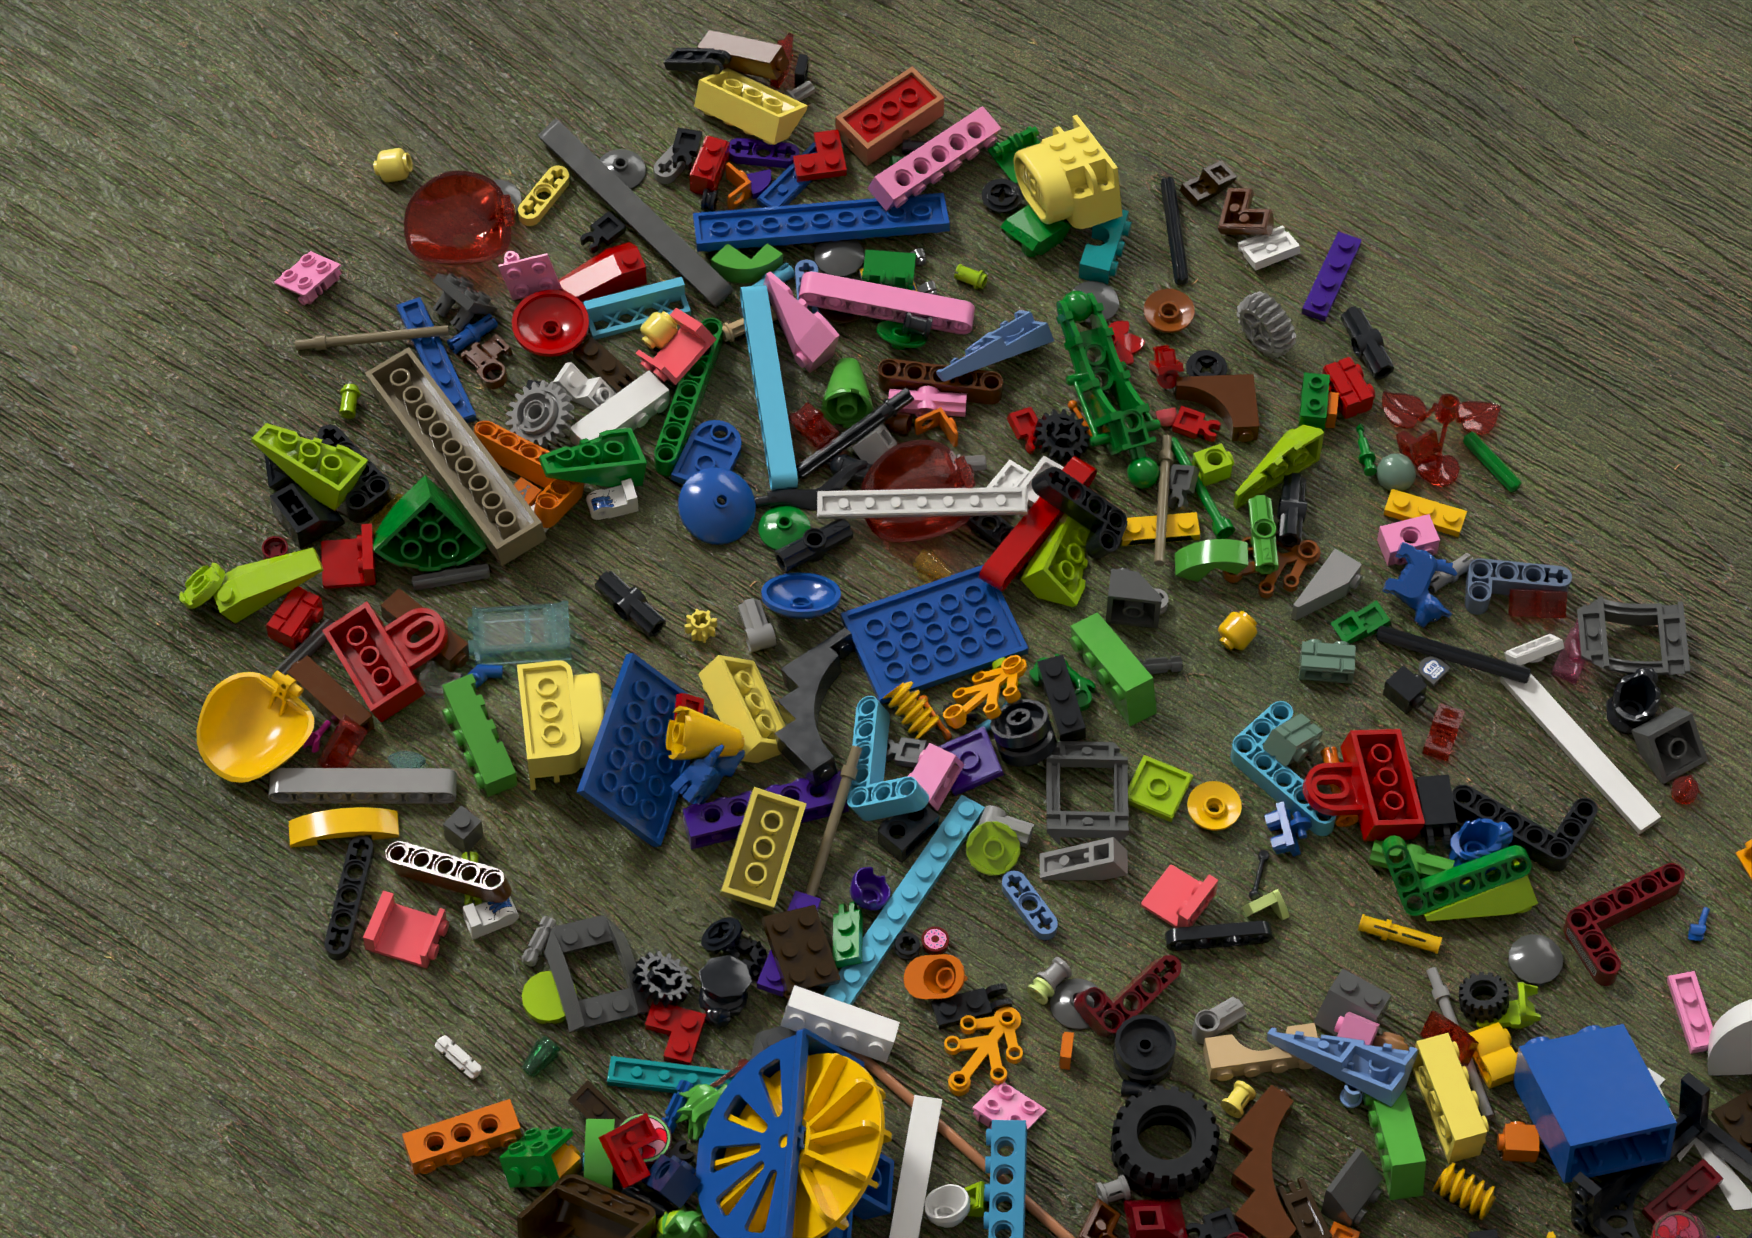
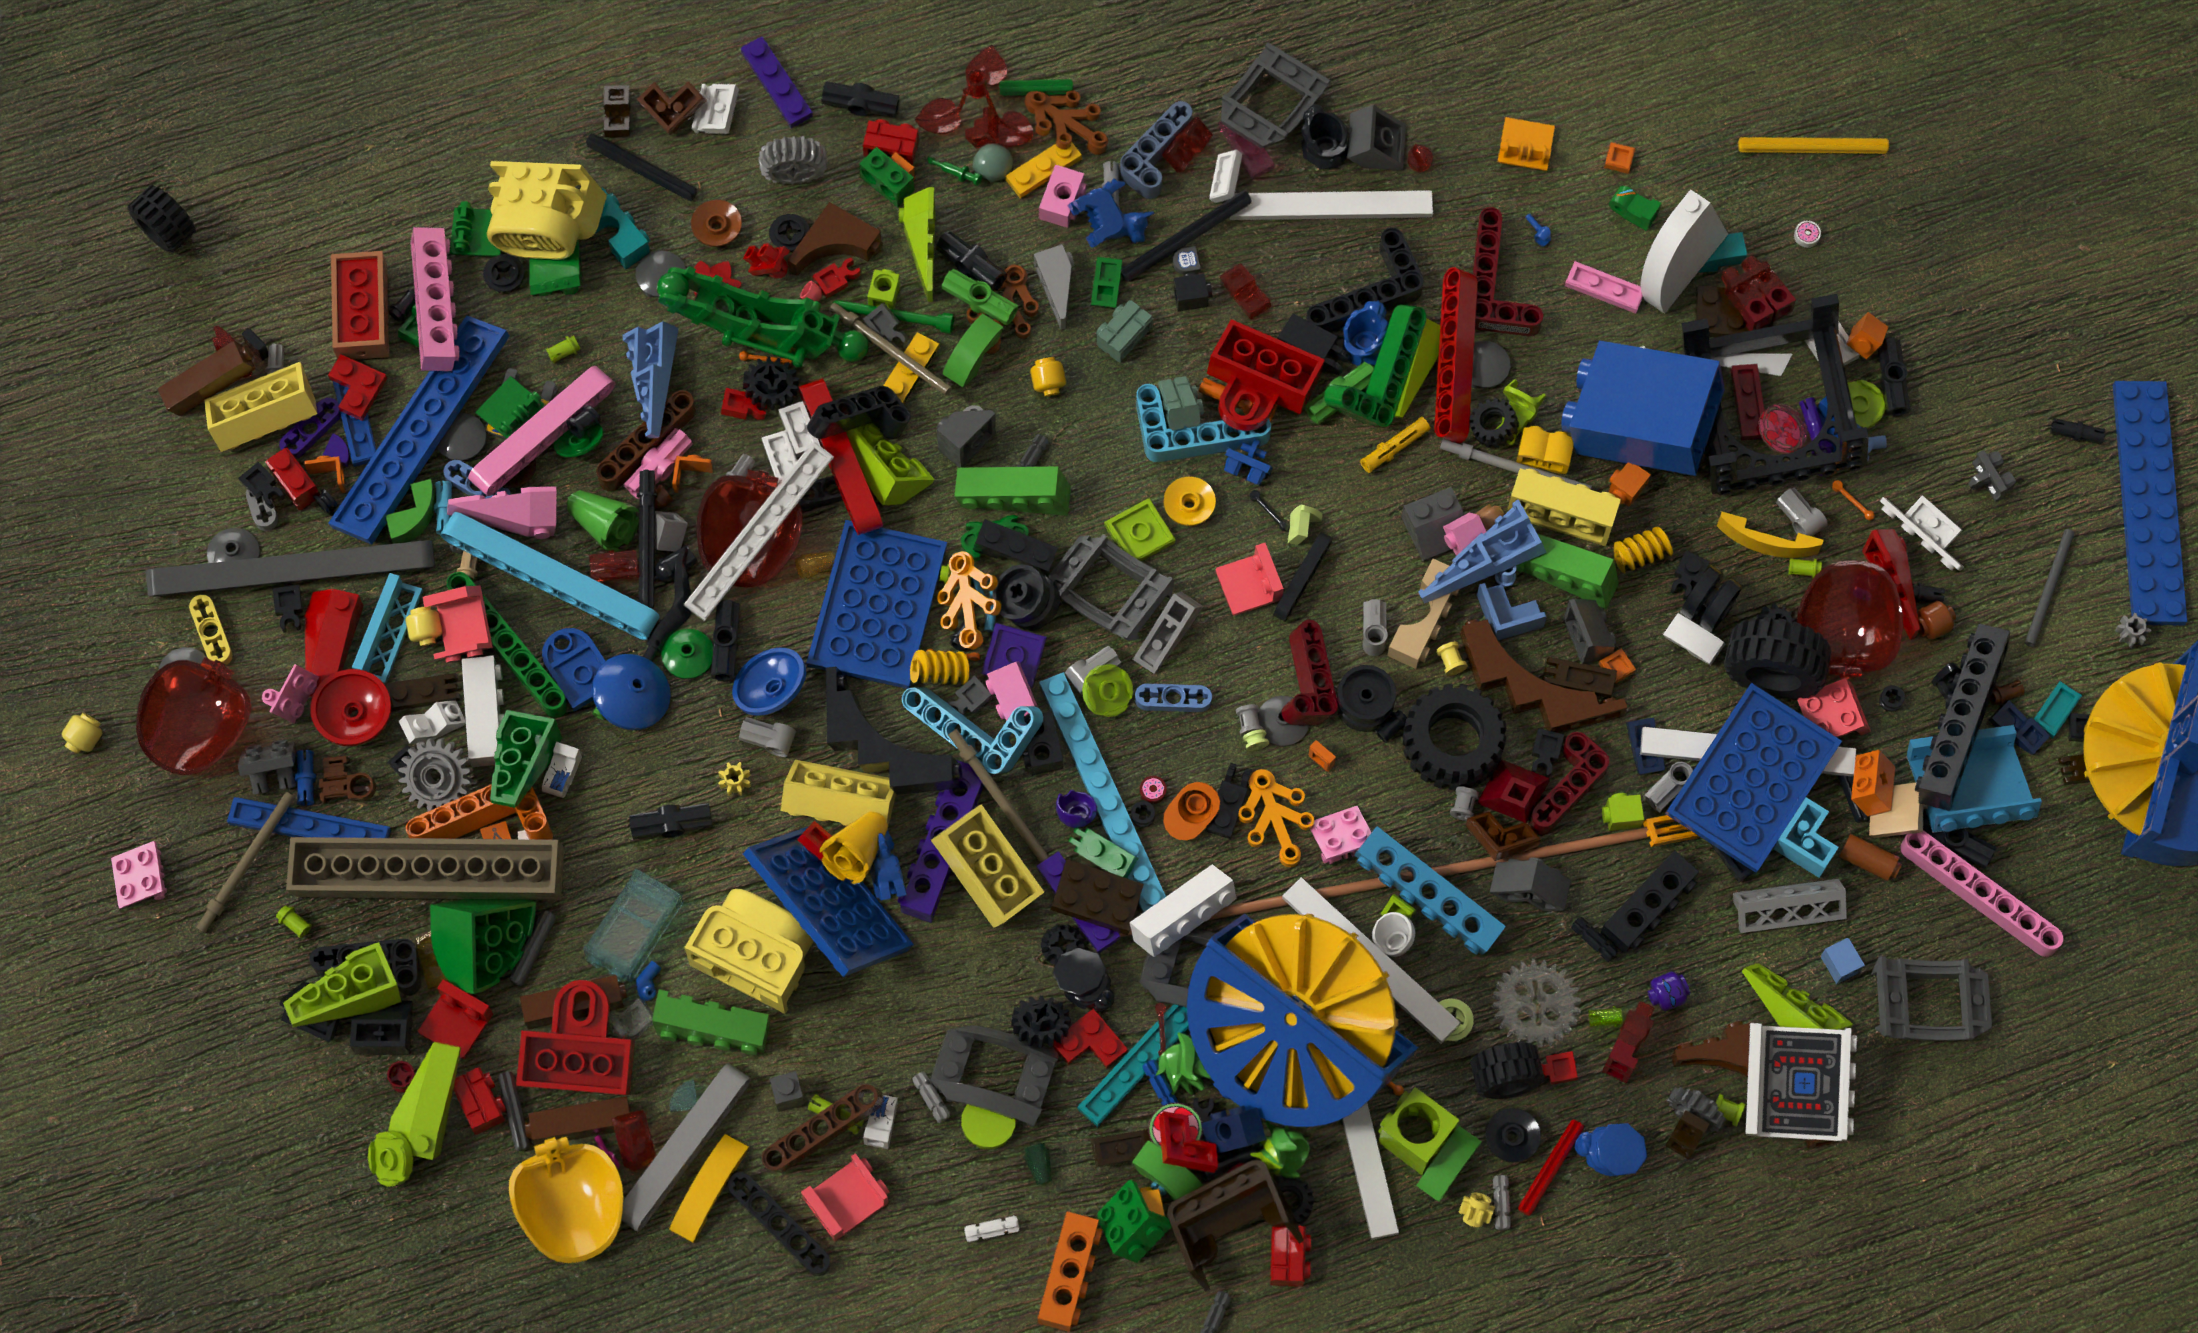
camera: 55 degrees left, 10 degrees up
(697, 60) = (179, 418): black hinge -> none
(712, 938) = (1024, 955): black gear -> none
(1310, 1121) = (1508, 620): none -> medium blue panel
(1438, 1024) = (1504, 472): clear red slope -> none
(1480, 473) = (1039, 104): none -> dark orange plant
(1518, 925) = (1455, 355): none -> red beam

